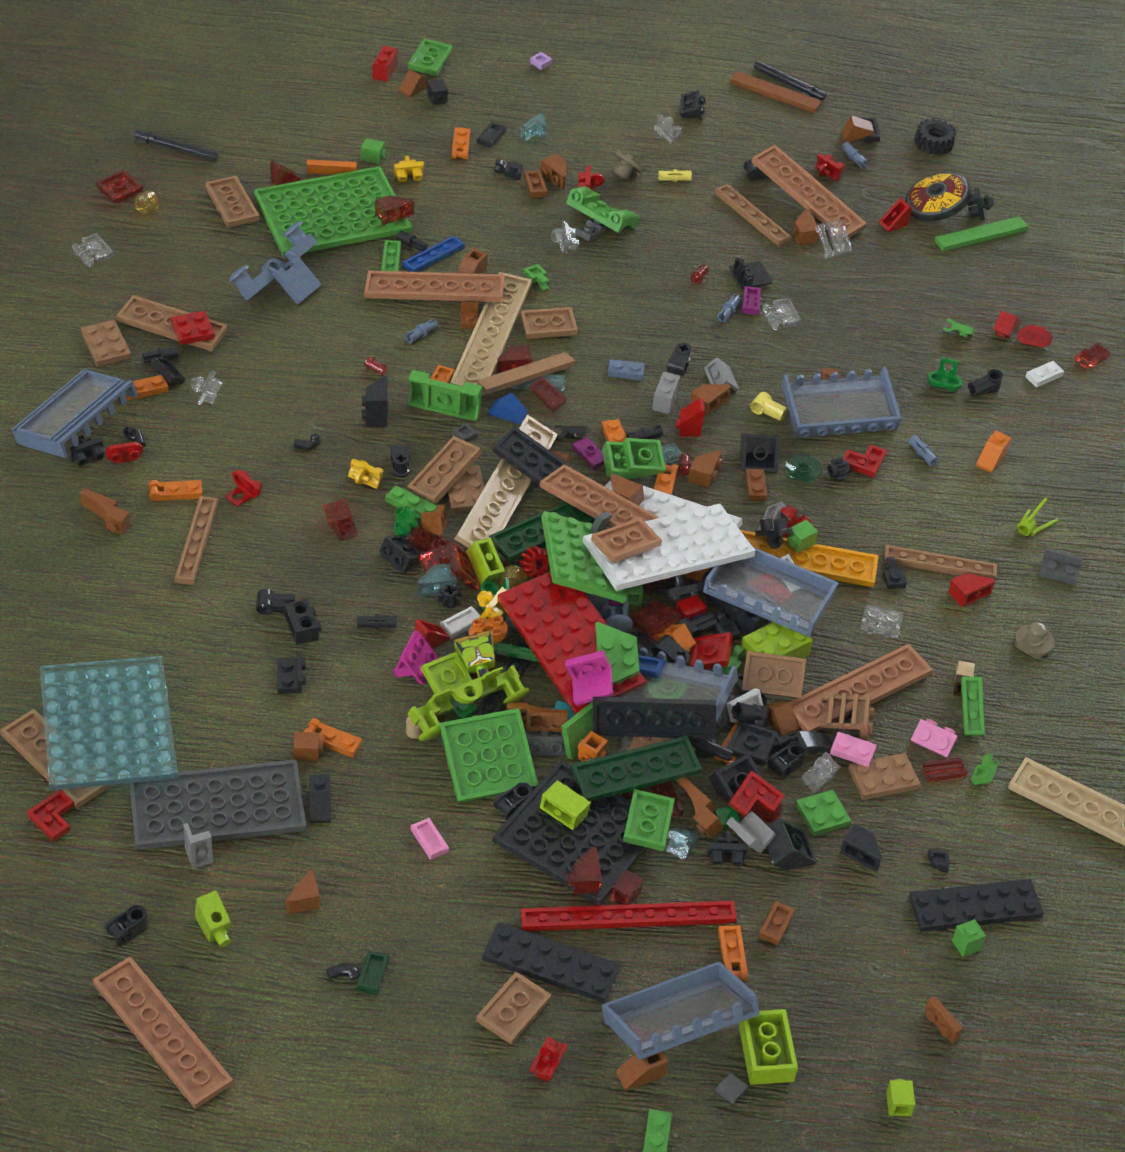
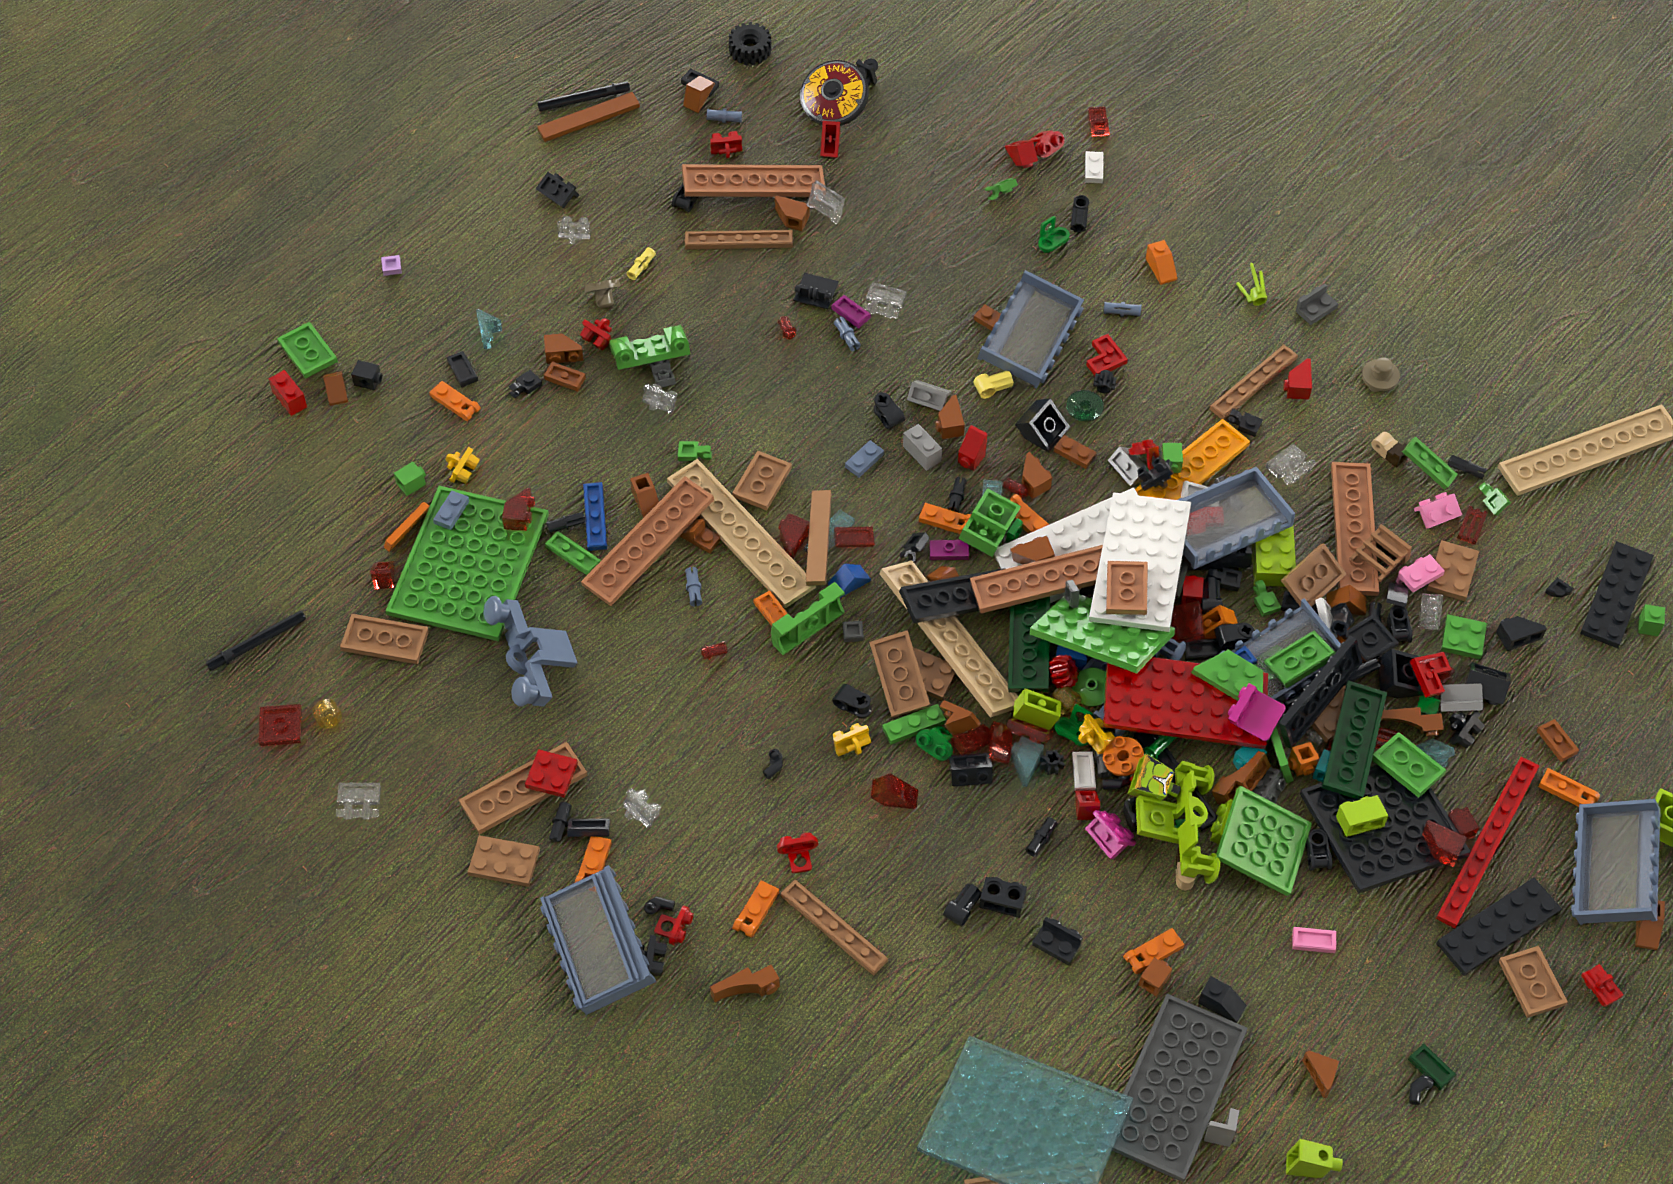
camera: 50 degrees left, 10 degrees up
(364, 179) = (451, 510): none -> sand blue plate
(376, 404) = (777, 677): black slope -> none
(643, 478) = (1014, 531): none -> green tile
(674, 690) = (1299, 659): none -> bright green tile
(712, 650) = (1251, 604): red plate -> none
(981, 233) = (894, 95): bright green tile -> none
(1000, 739) = (1466, 466): none -> black axle

